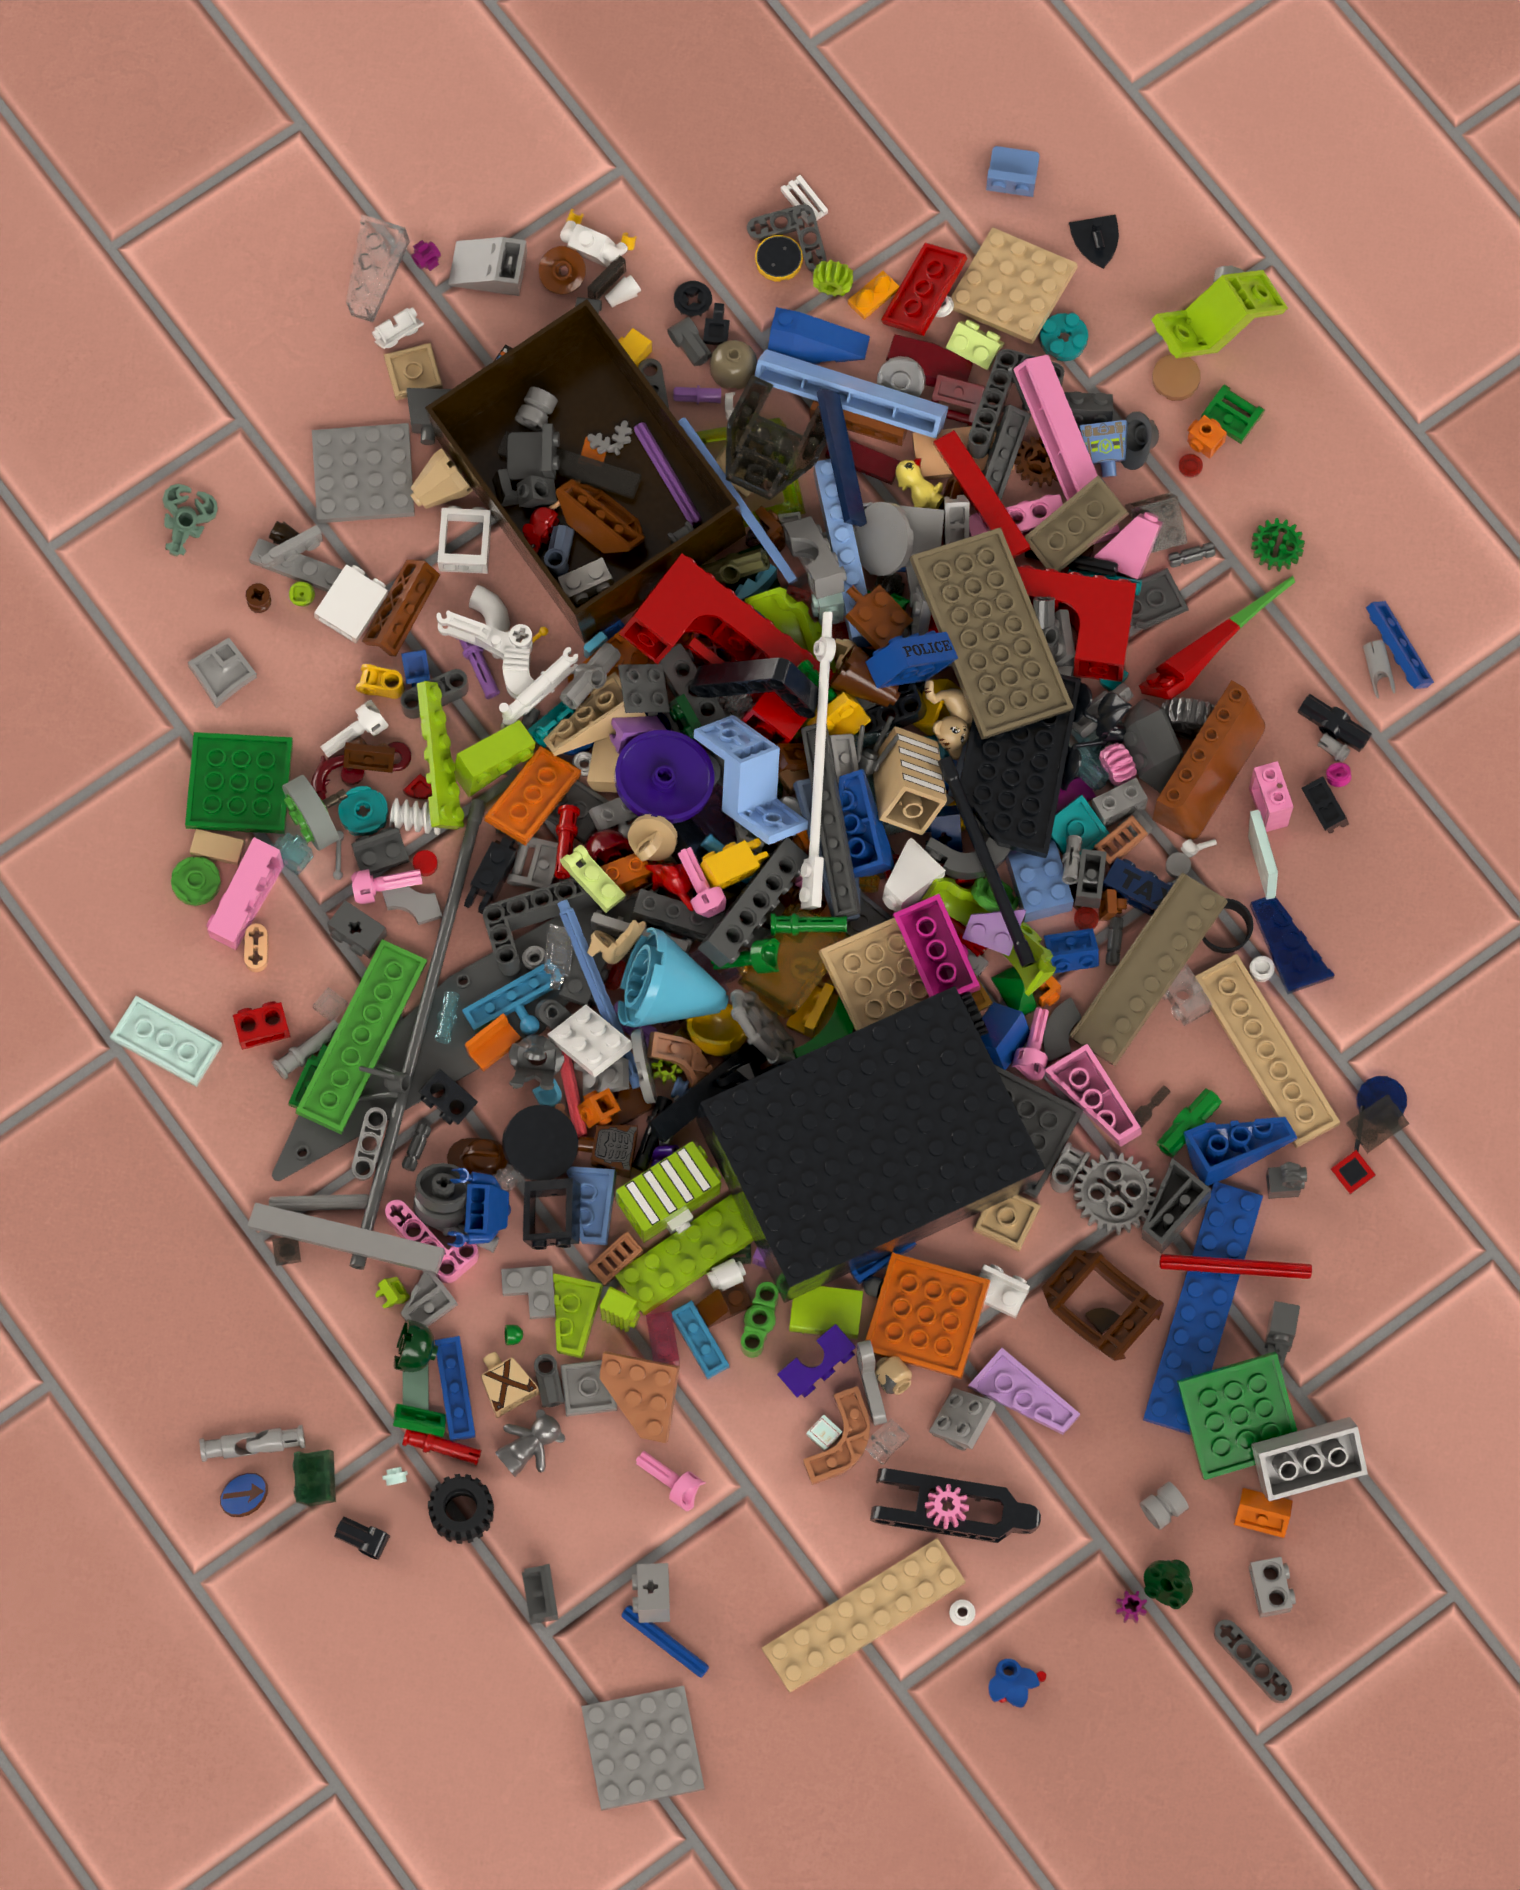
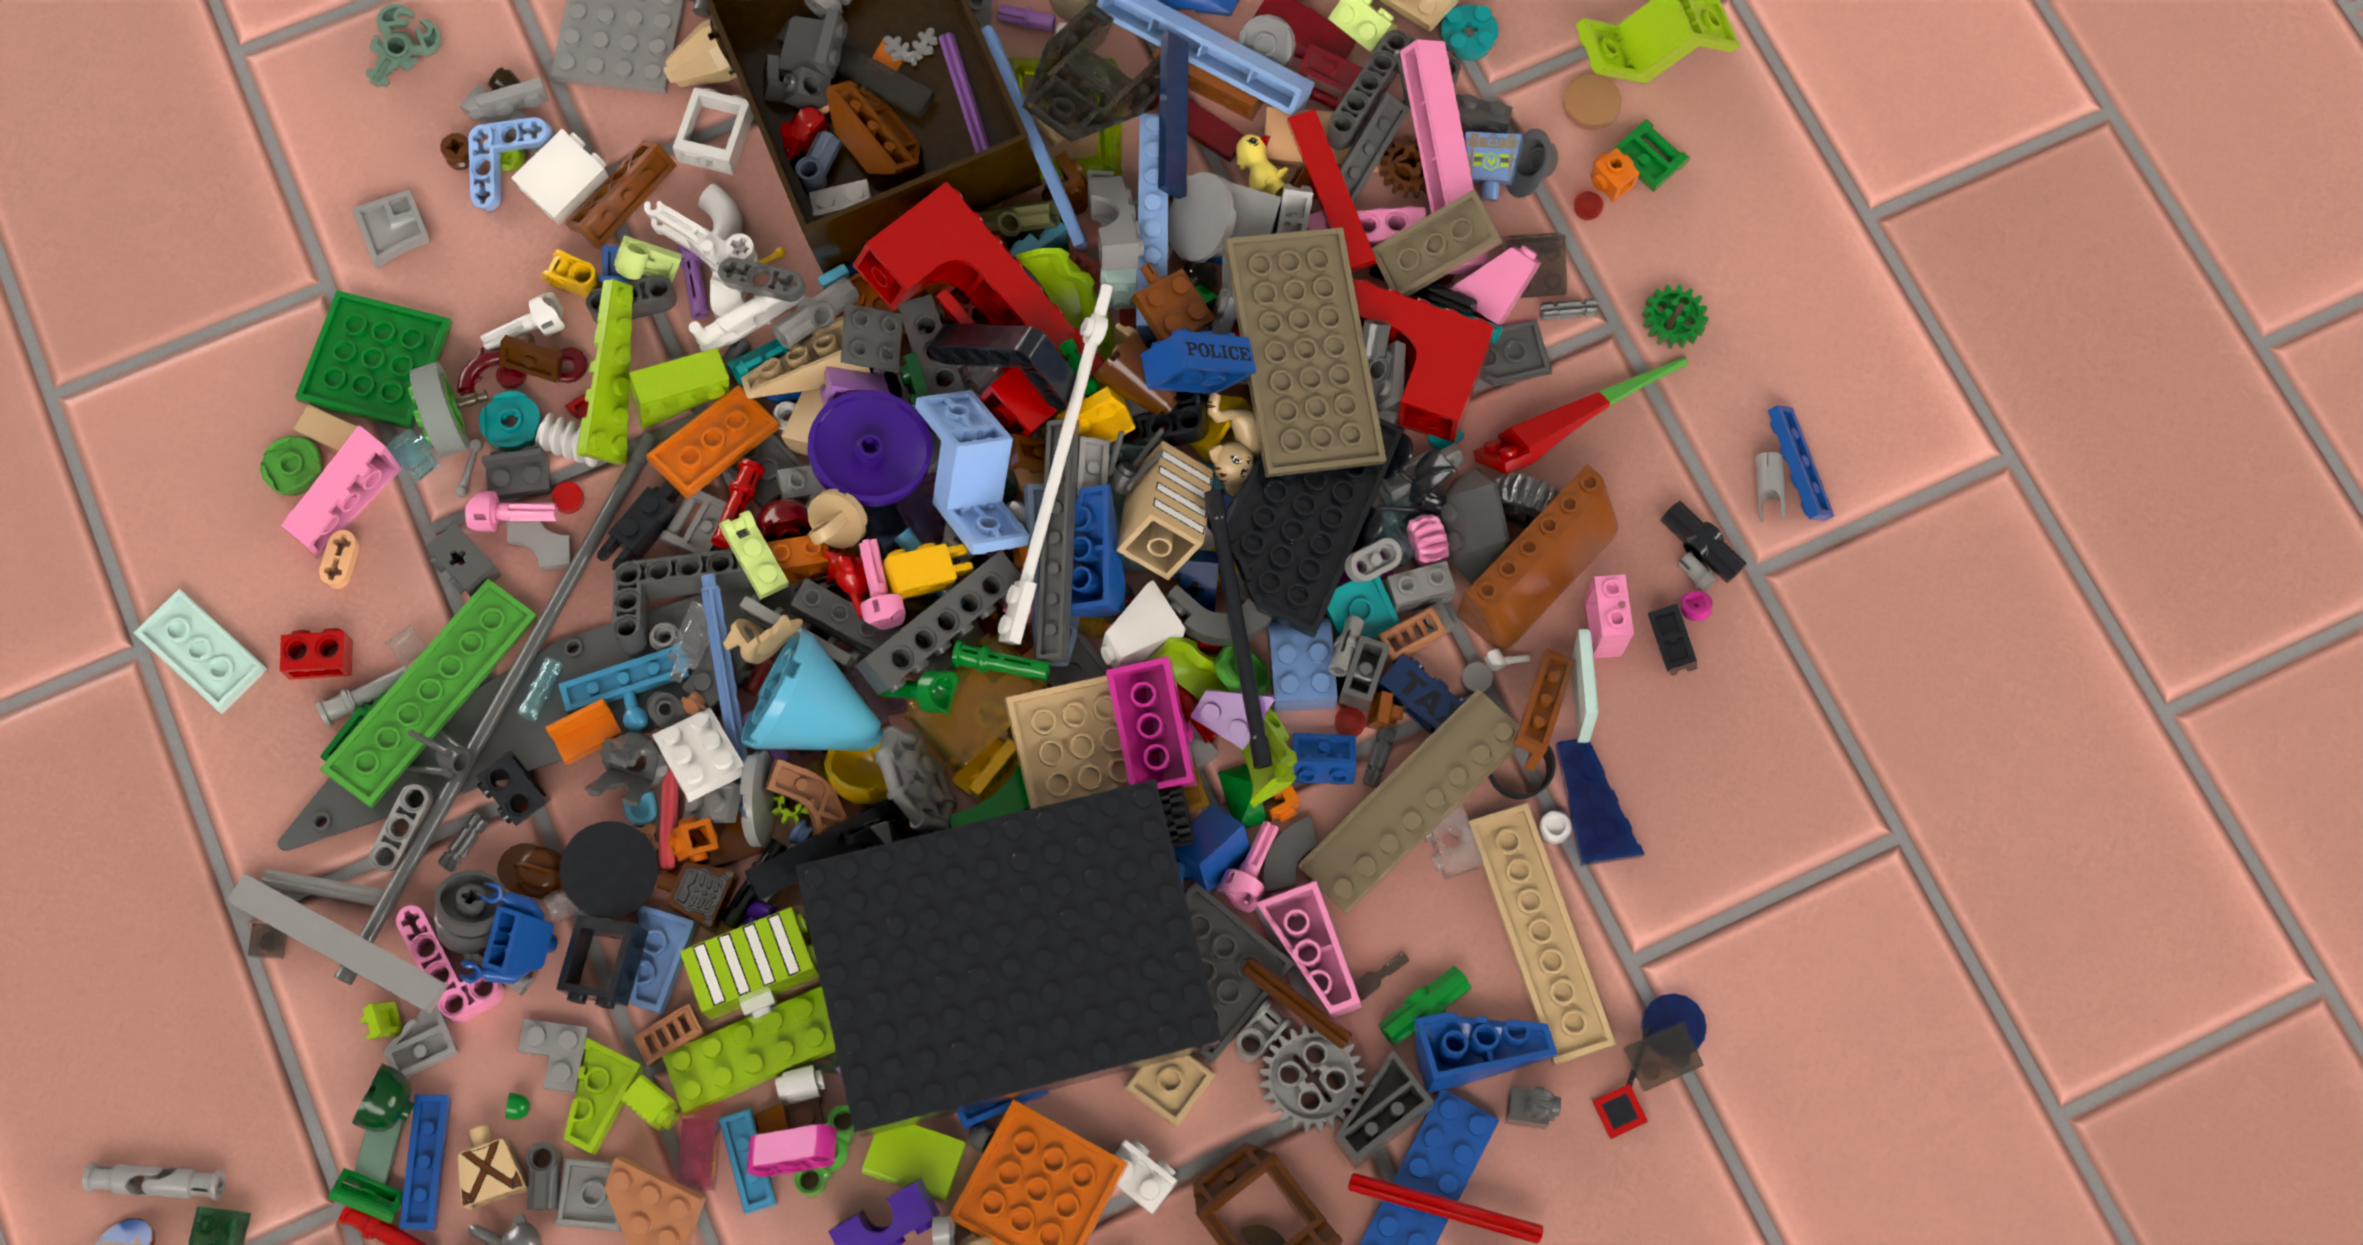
camera: 10 degrees right, 0 degrees up
(291, 586) = (495, 145): none -> light blue beam
(440, 658) = (642, 258): none -> yellowish green plate
(528, 665) = (770, 289): none -> dark grey beam
(572, 1004) = (693, 703): none -> nougat piece
(735, 1321) = (792, 1150): none -> dark pink beam
(1077, 789) = (1371, 560): none -> light grey plate
(1091, 1138) = (1296, 1003): none -> reddish brown axle
(1234, 875) = (1543, 706): none -> dark orange fence

